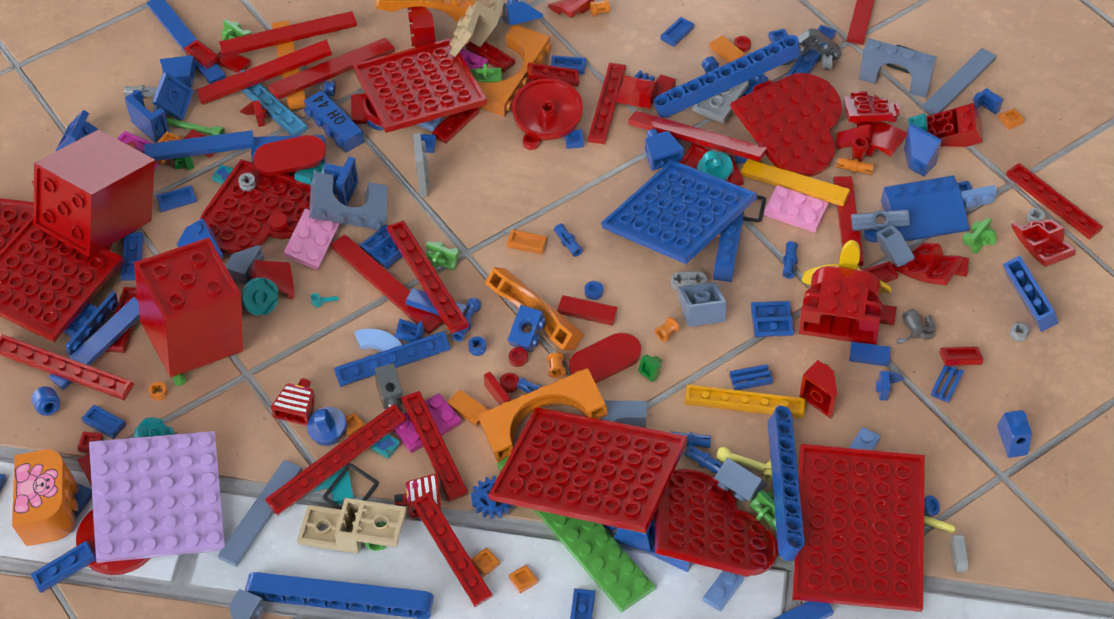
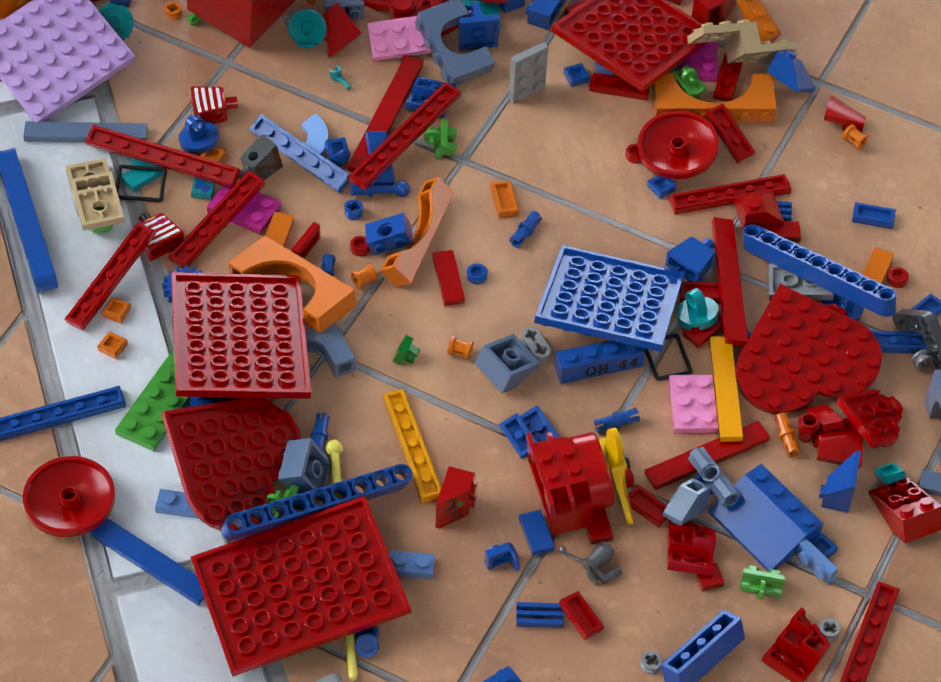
camera: 60 degrees right, 0 degrees up
(509, 382) = (325, 247): red tile -> none
(576, 63) = (760, 153): blue tile -> none
(607, 356) = (398, 312): red tile -> none
(696, 439) = (338, 415): blue pin -> none
(710, 64) = (842, 257): blue bush -> none
(750, 375) = (443, 432): blue tile -> none

